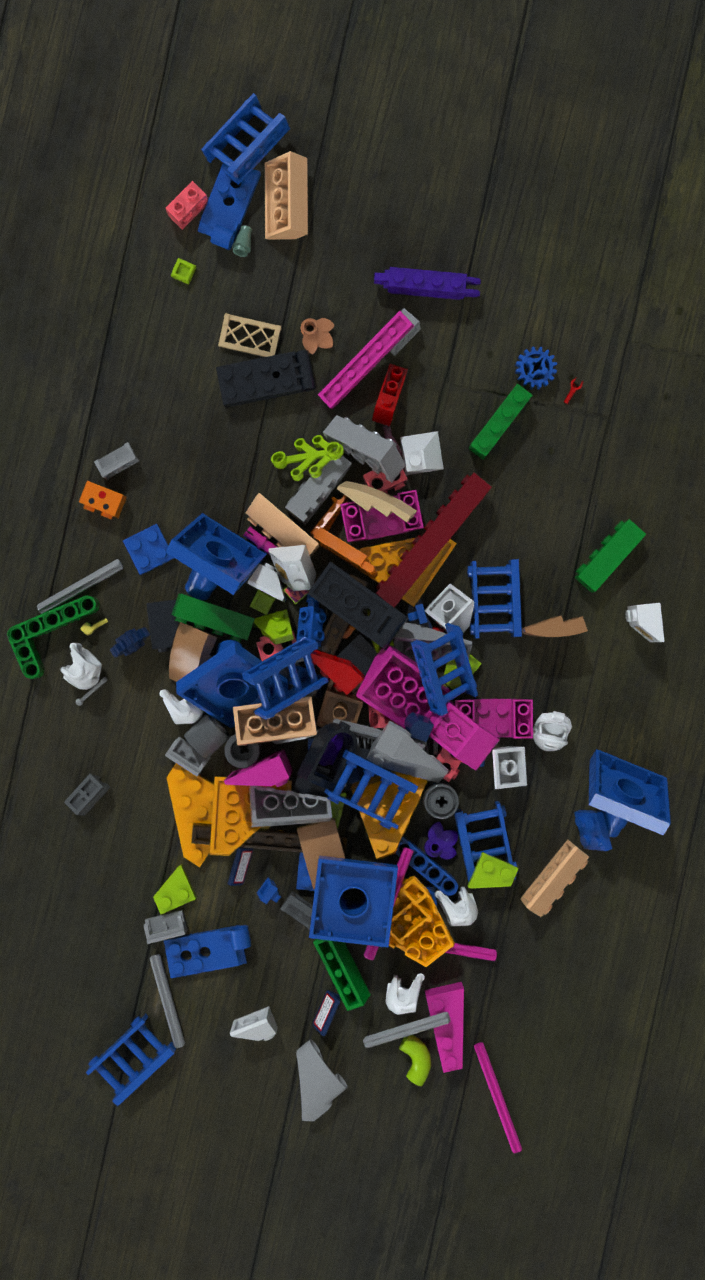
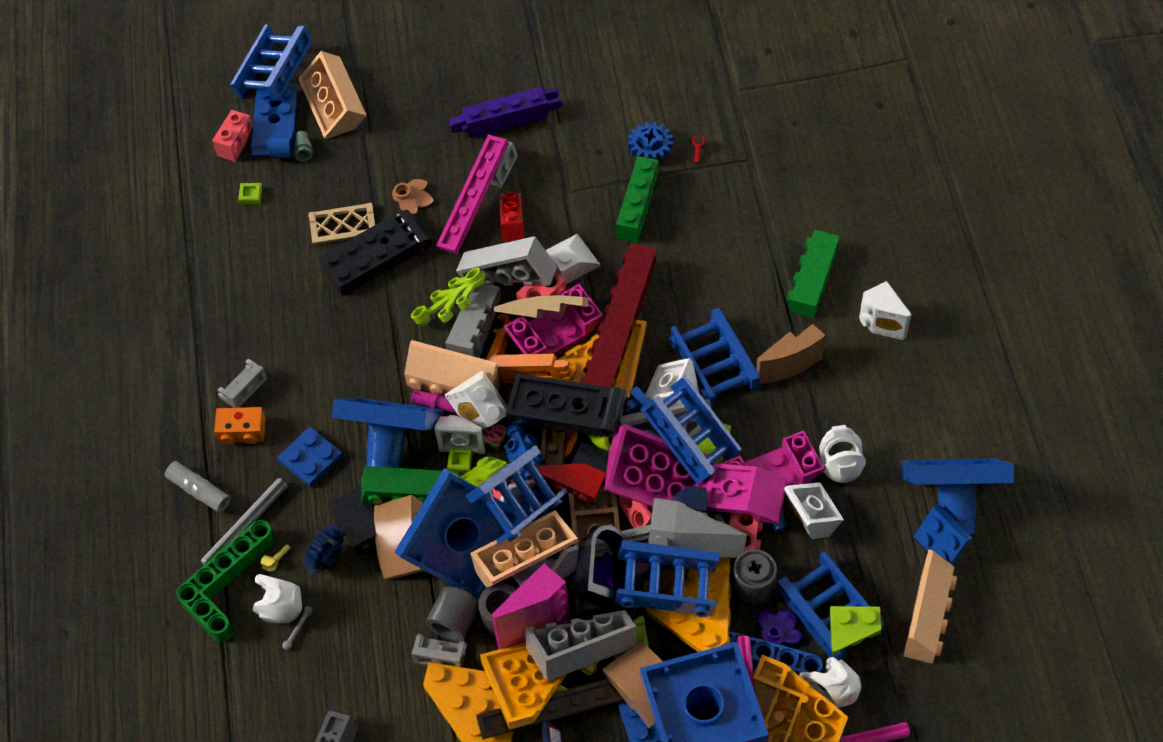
camera: 15 degrees left, 30 degrees down
(53, 541) = (197, 486): none -> light grey axle
(181, 711) = (413, 596): white helmet -> none

